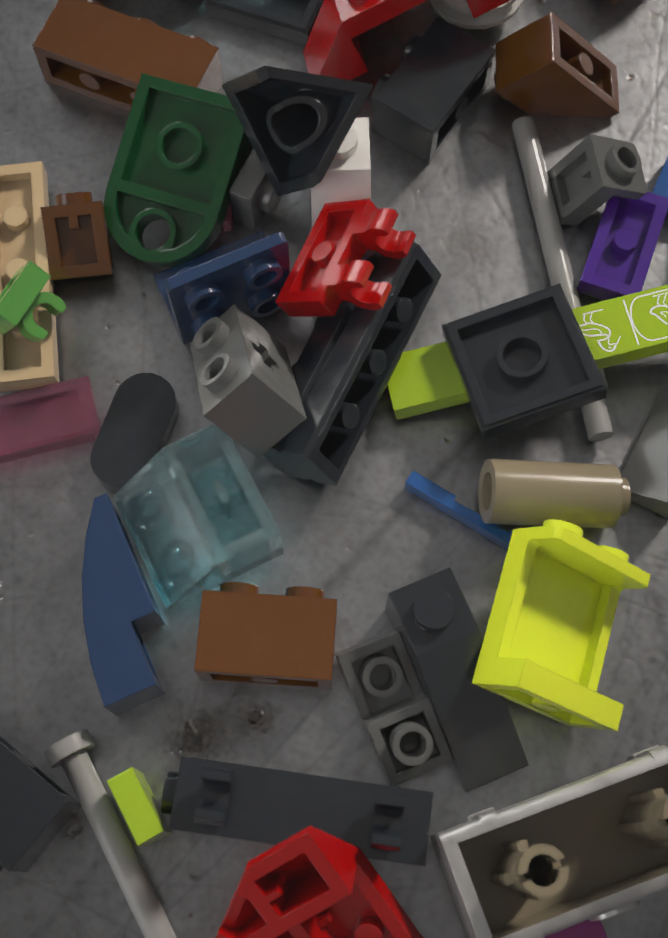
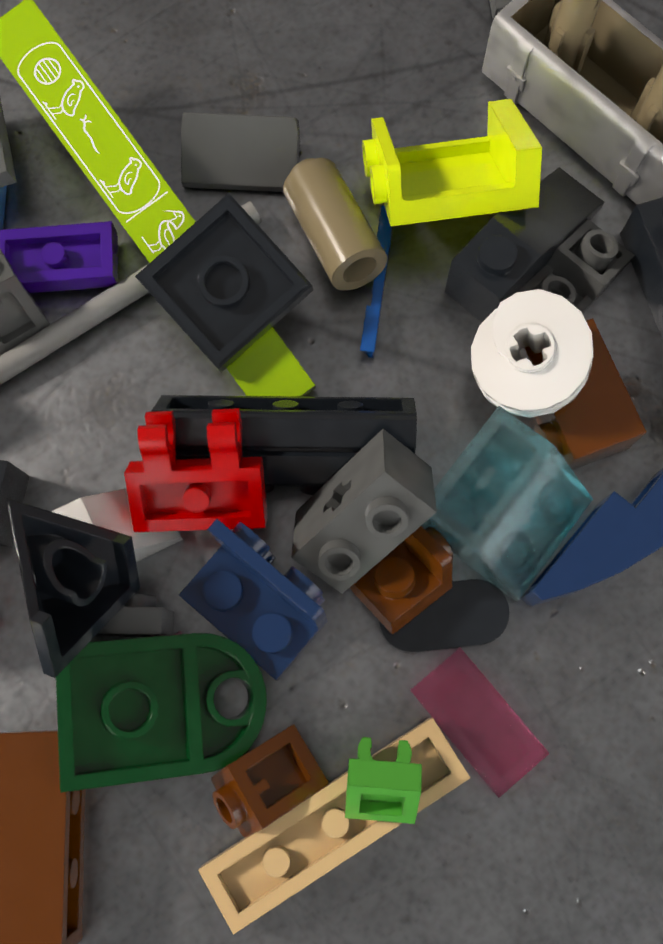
camera: 110 degrees left, 5 degrees up
(171, 400) = (407, 579): none -> reddish brown bracket
(307, 611) = (547, 326): none -> white piece

